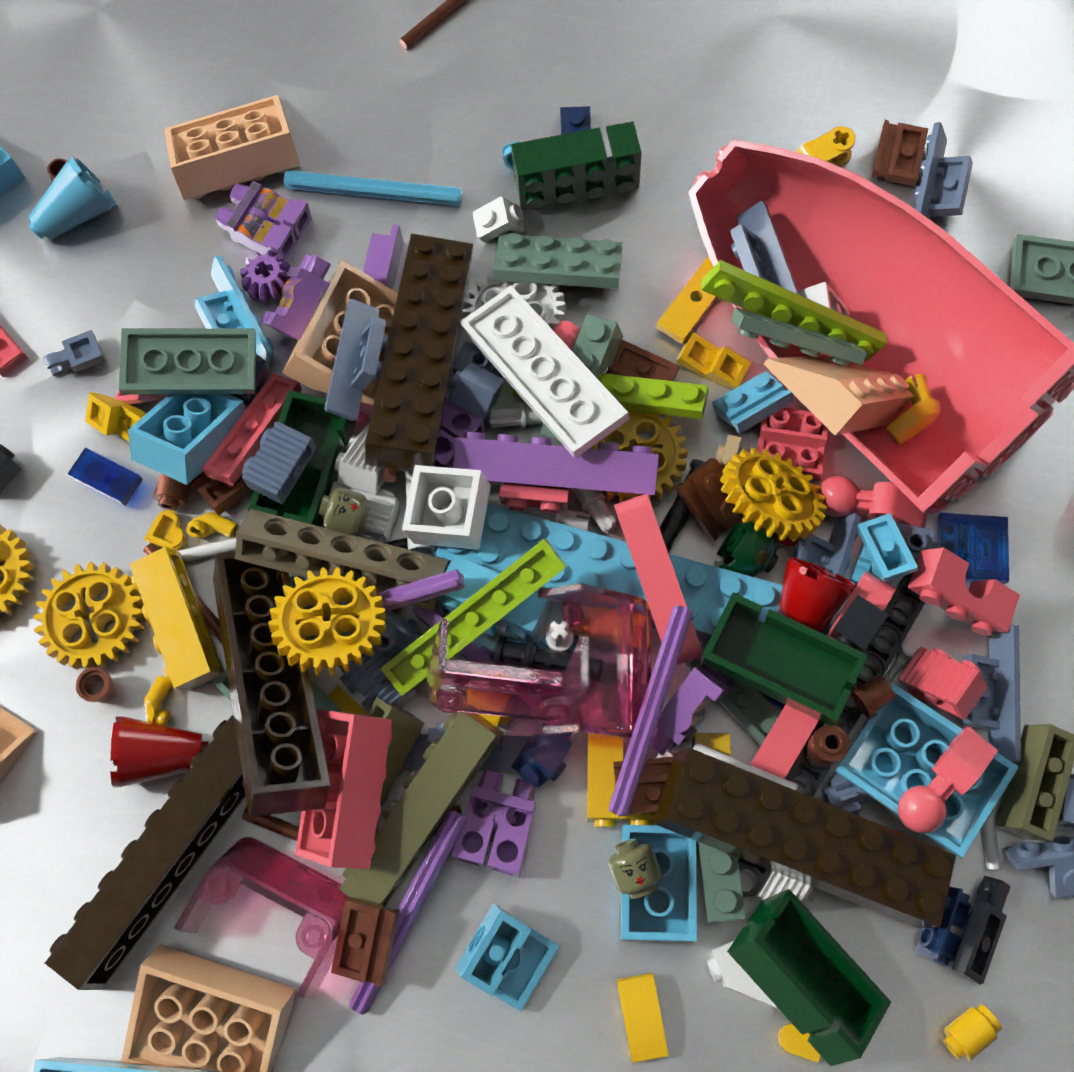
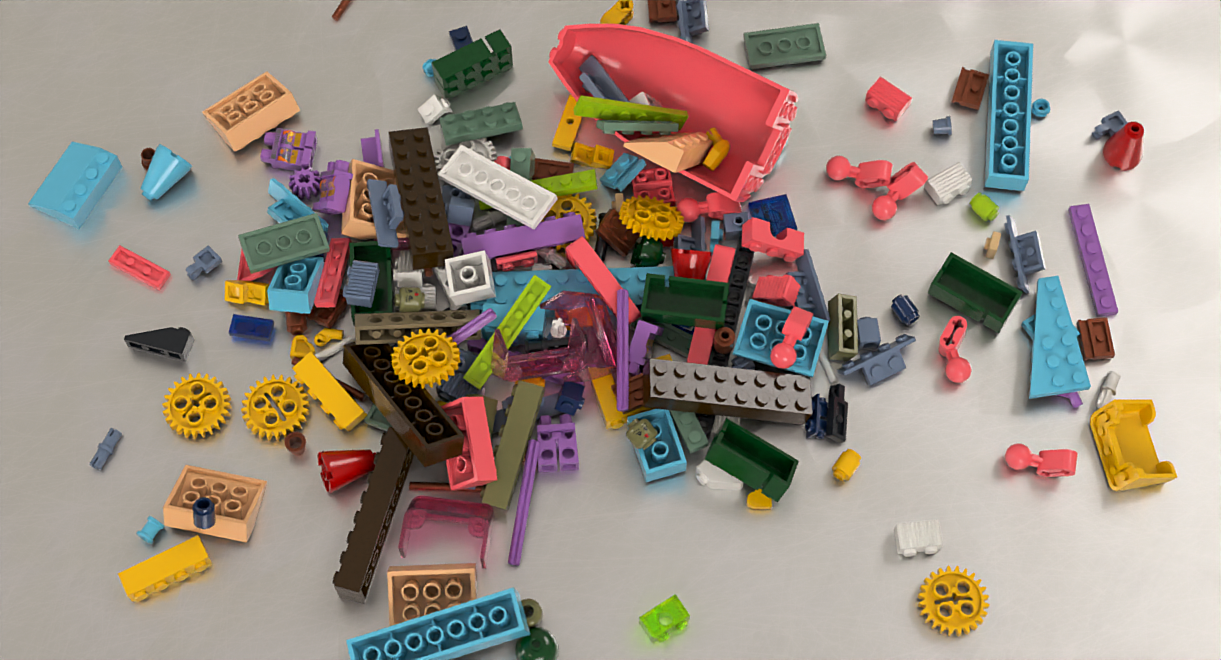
camera: 25 degrees left, 5 degrees down
(154, 702) = (333, 440): yellow arm -> none
(365, 941) = (506, 522): copper plate -> none
(373, 188) = (349, 111): medium azure axle -> none
(506, 957) = (577, 504): medium azure brick -> none
(642, 1017) = (670, 515): yellow slope -> none
(859, 624) = (720, 269): black brick -> none
(872, 696) = (739, 308): copper piece -> none
(886, 548) = (723, 228): medium azure slope -> none

